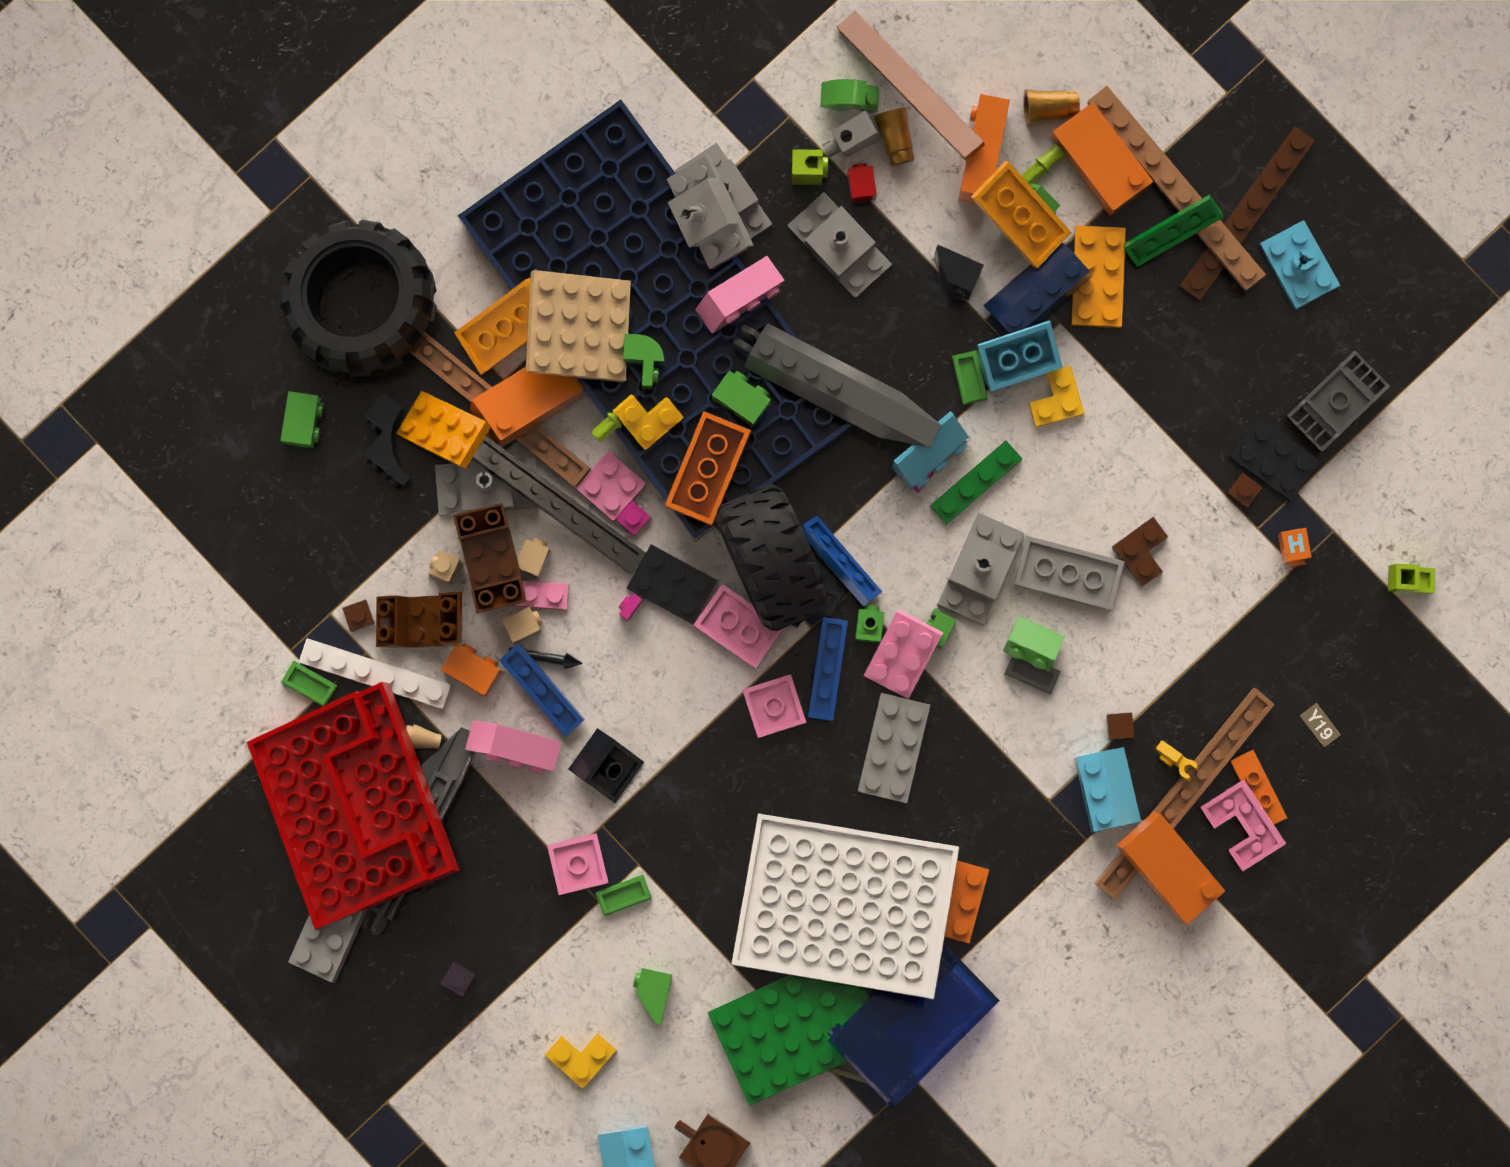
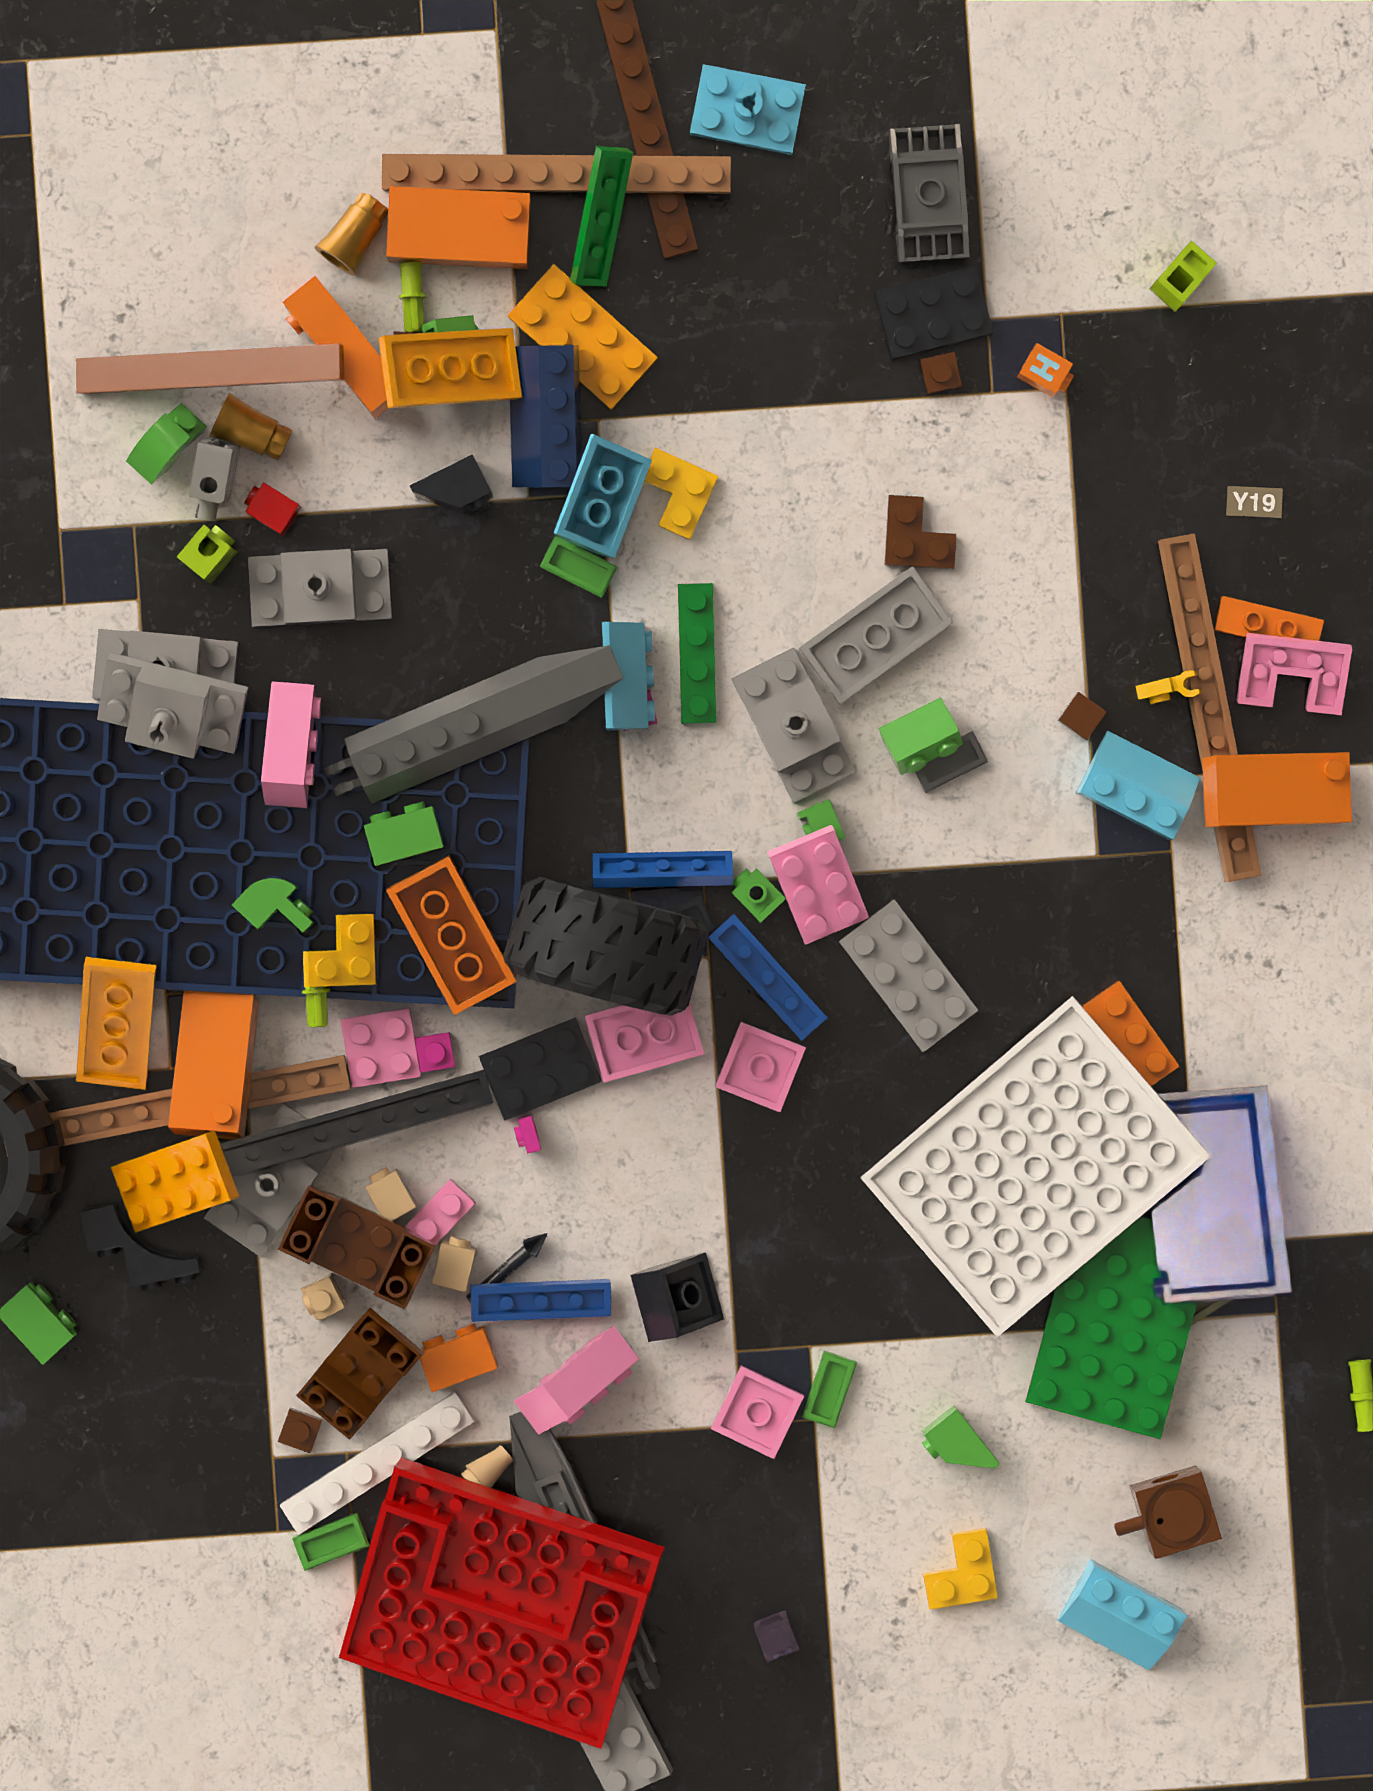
camera: 50 degrees left, 5 degrees up
(577, 326) = (180, 948): tan plate -> none

